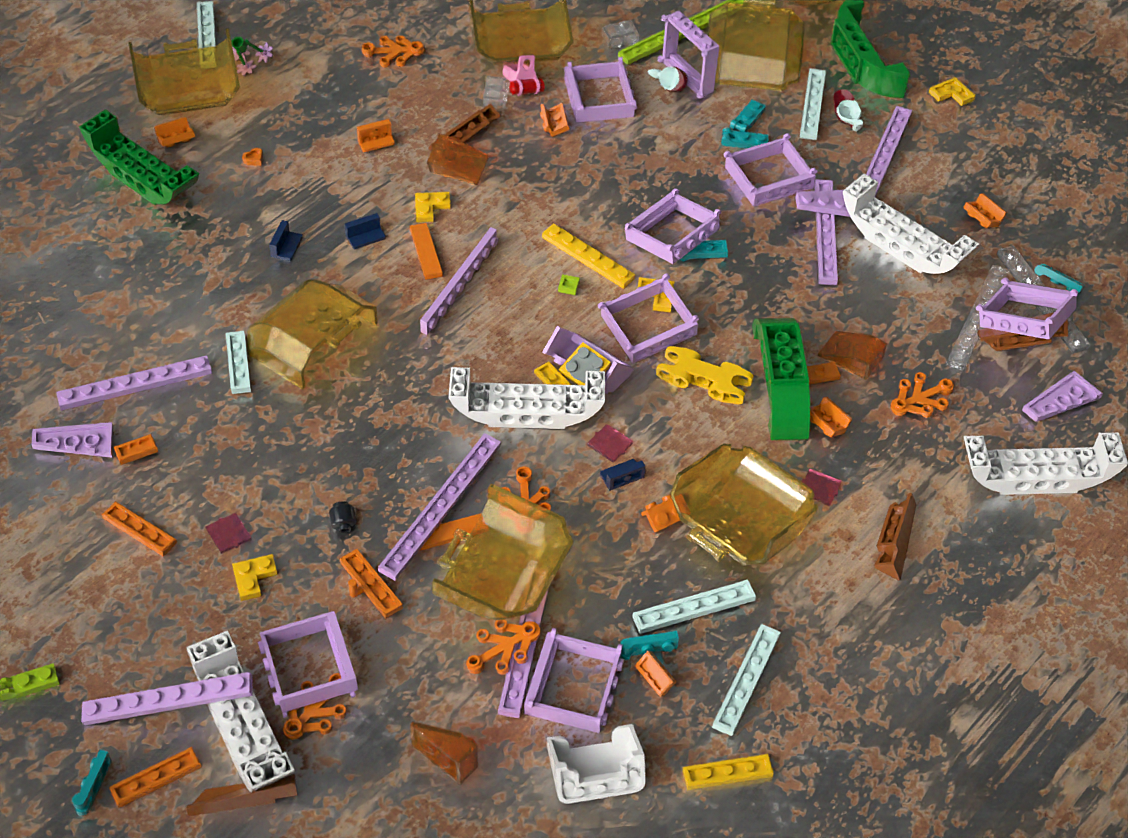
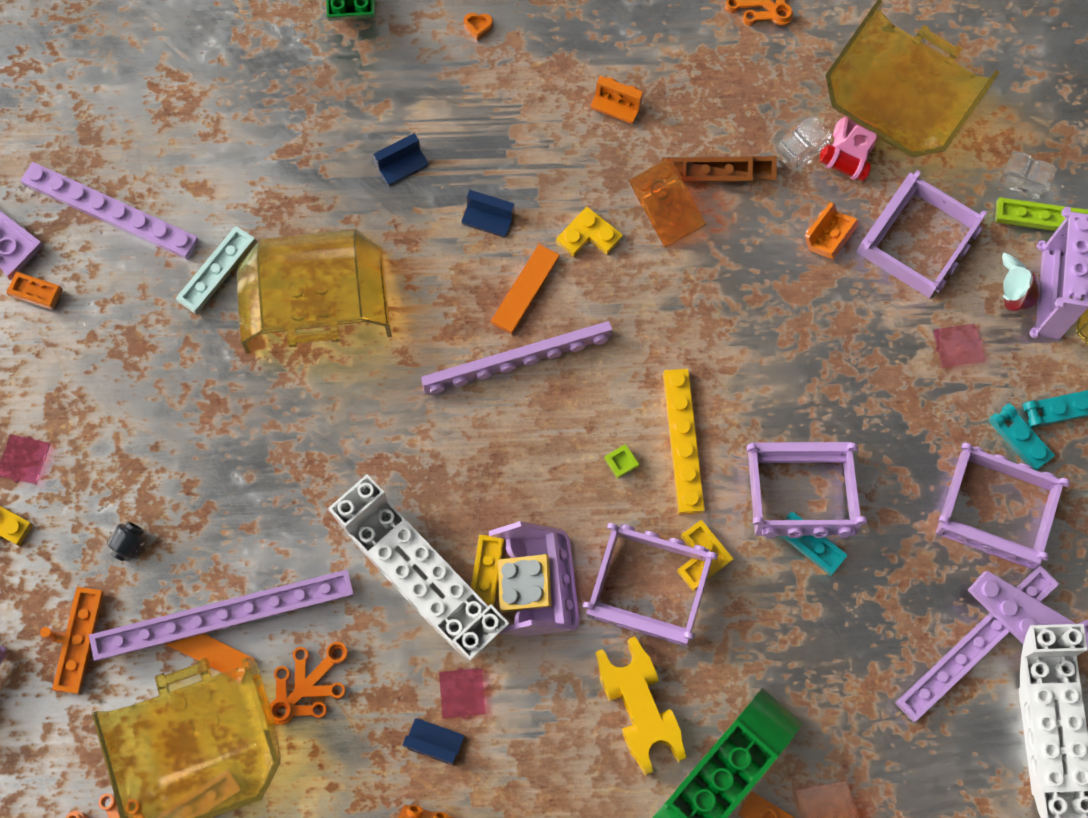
camera: 45 degrees right, 20 degrees up
(671, 125) = (958, 345): none -> clear pink piece

